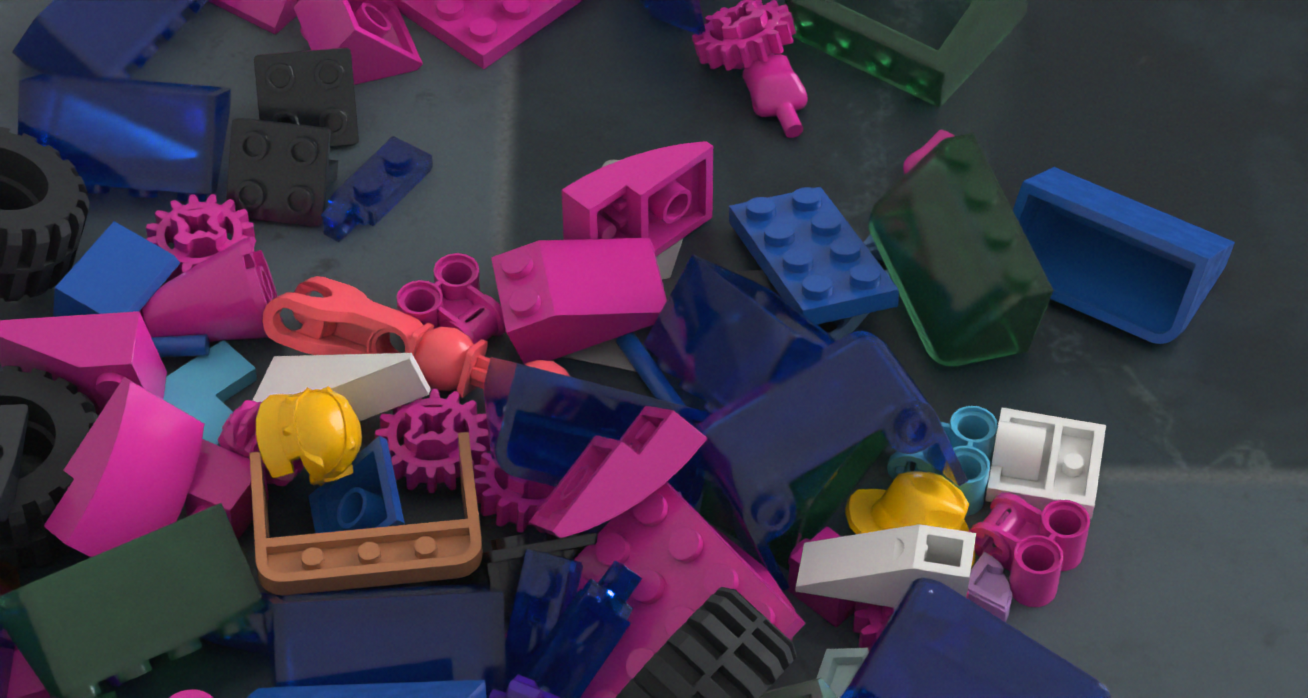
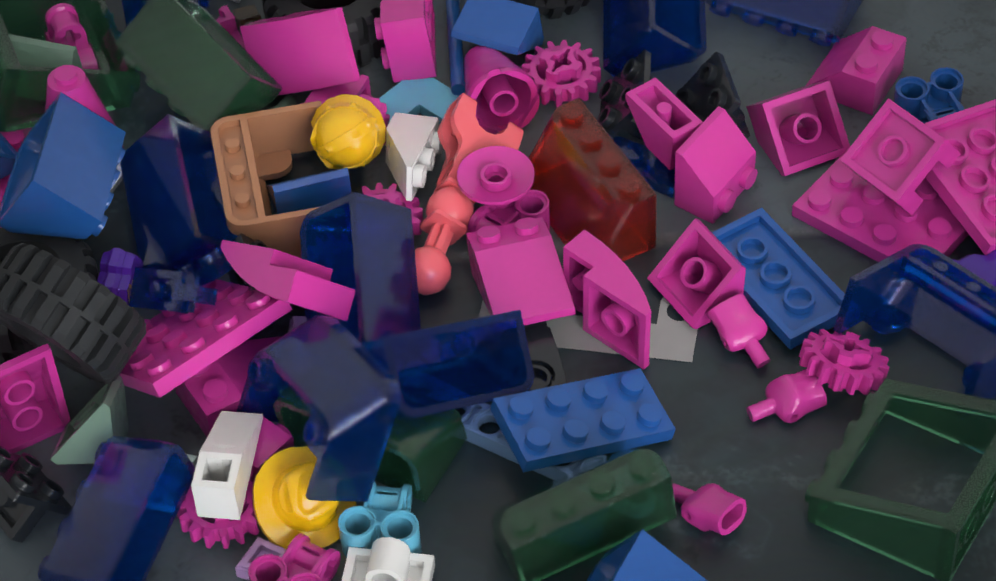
camera: 90 degrees right, 0 degrees up
(370, 116) = (661, 119): none -> dark pink slope
(411, 210) = (592, 184): none -> clear red windscreen
(424, 108) = (713, 167): none -> dark pink slope
(425, 284) = (495, 175): none -> dark pink dish
(588, 131) = (698, 274): none -> dark pink slope
(595, 83) = (781, 279): none -> blue plate
(673, 117) = (740, 328): none -> dark pink piece

